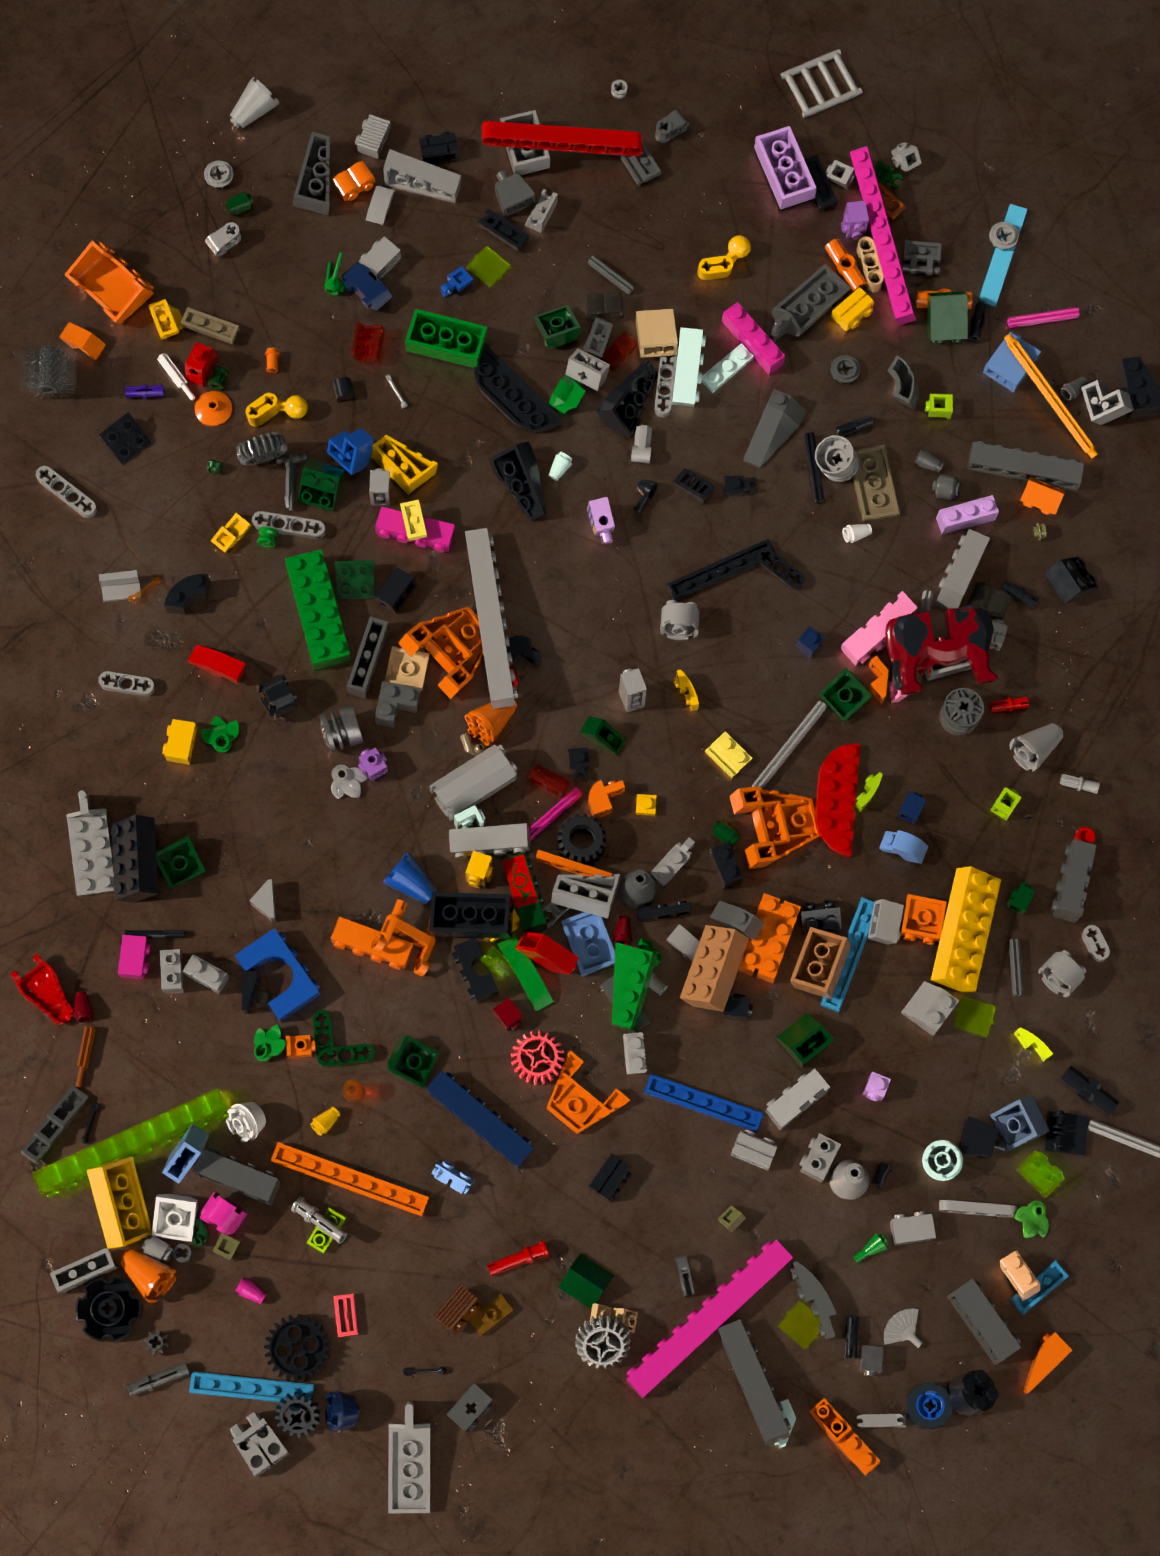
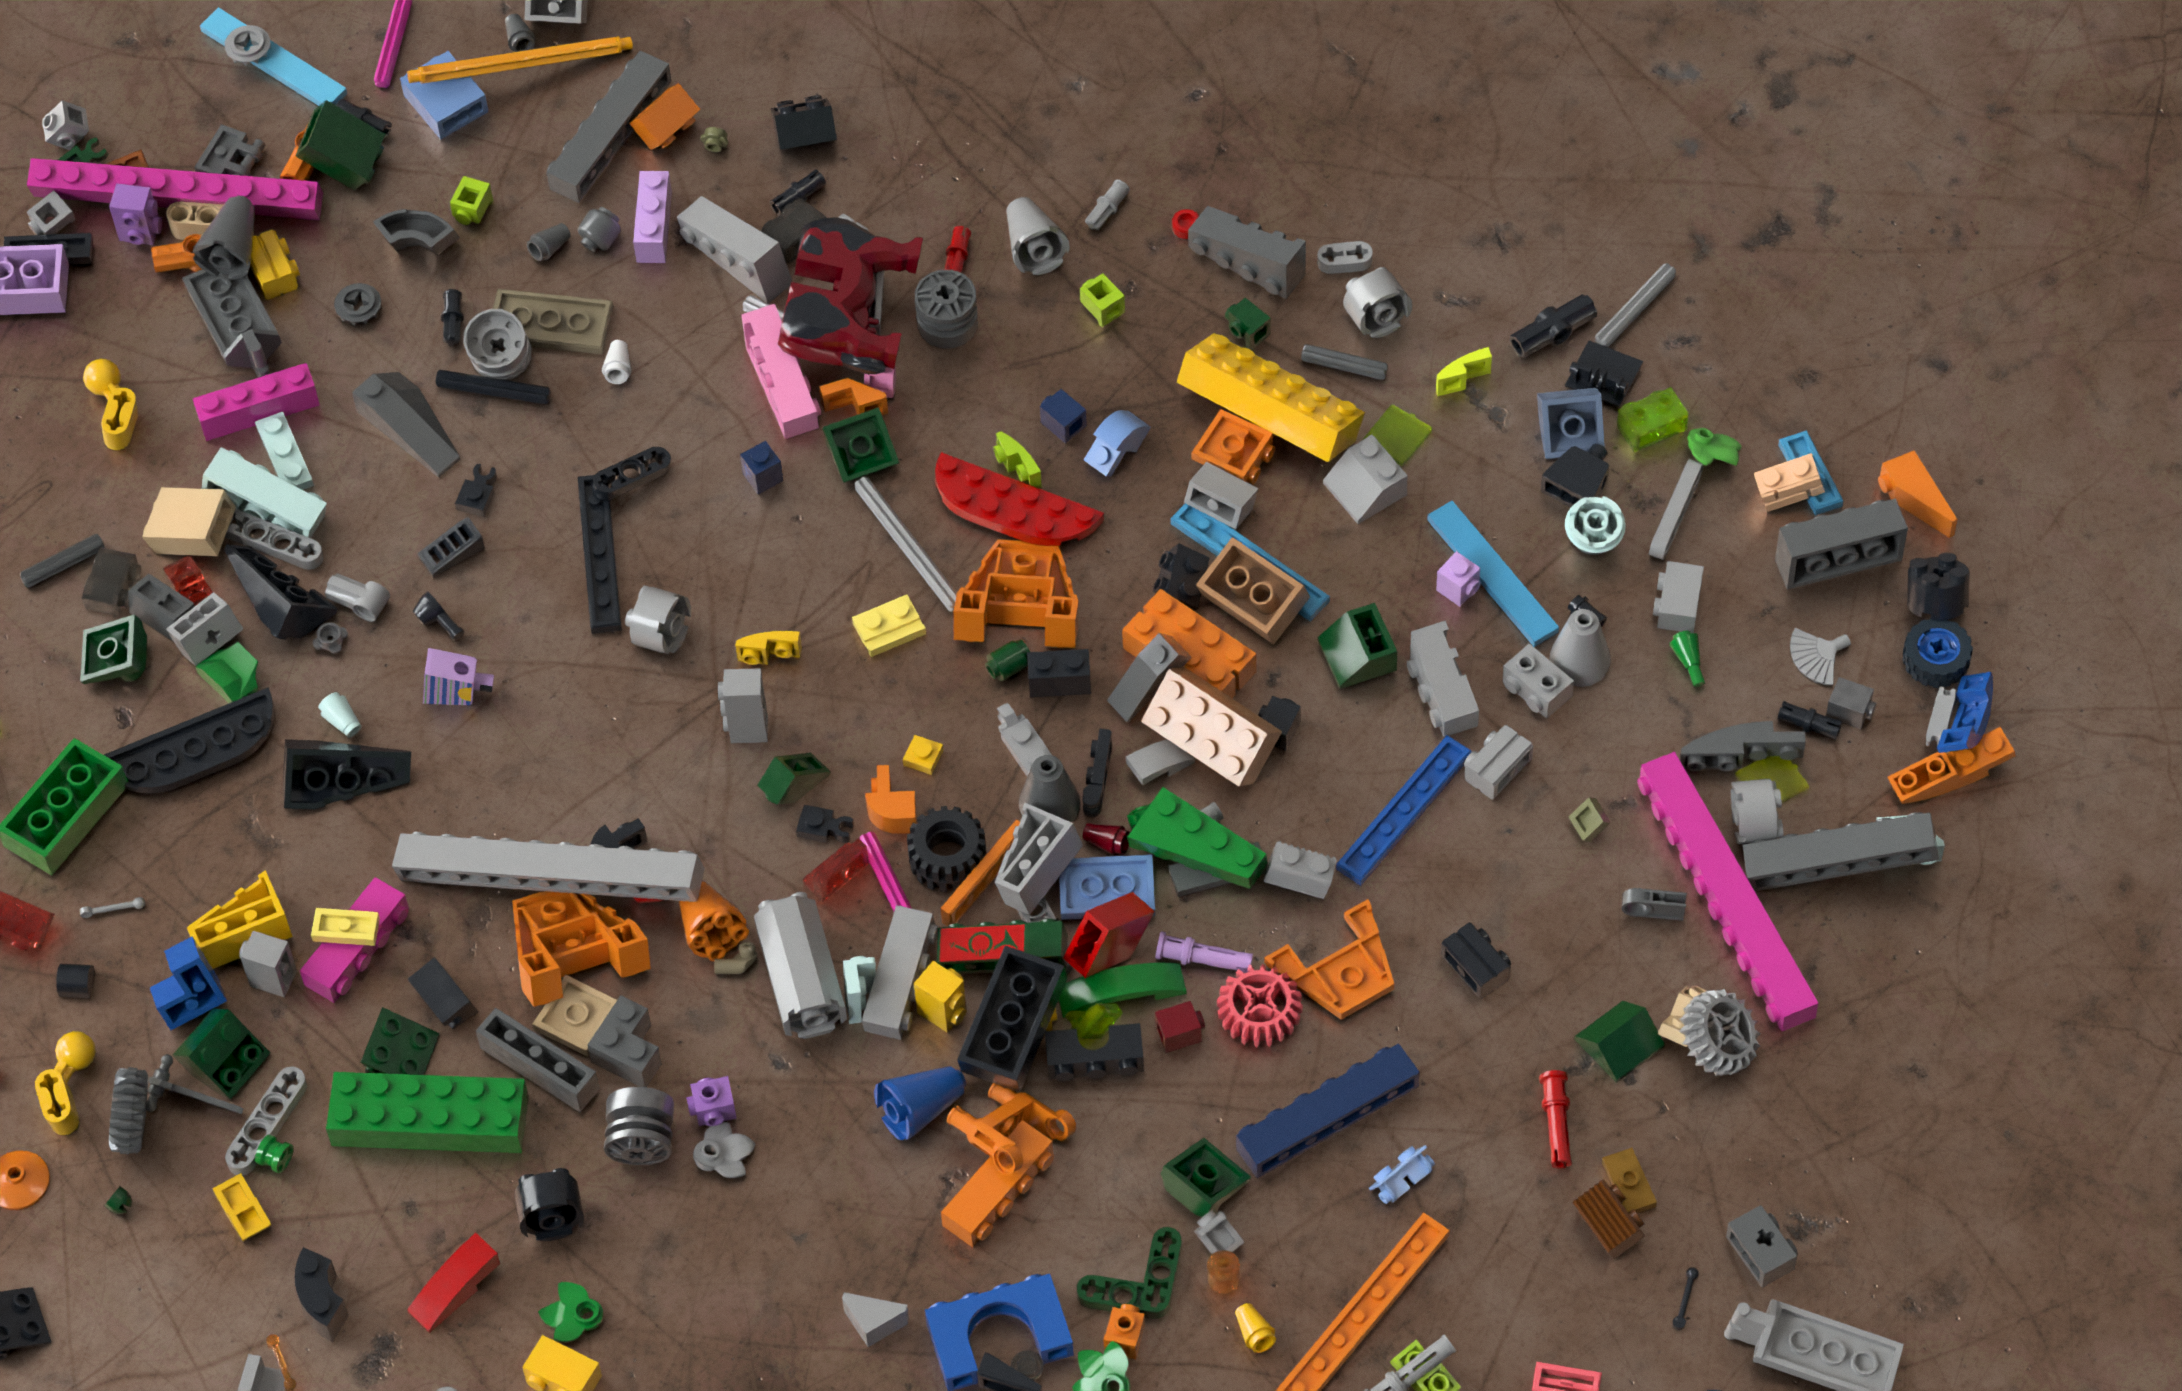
camera: 65 degrees left, 15 degrees down
(376, 1080) = (1217, 1233): none -> light grey bracket
(561, 1004) = (1188, 951): none -> lavender pin
(614, 436) = (330, 630): none -> flat silver plate
(767, 1321) = (1755, 810): none -> light grey brick
(853, 278) = (228, 240): none -> dark grey cone
(883, 1440) = (1972, 715): none -> blue slope
(891, 1107) = (1494, 574): none -> dark azure tile

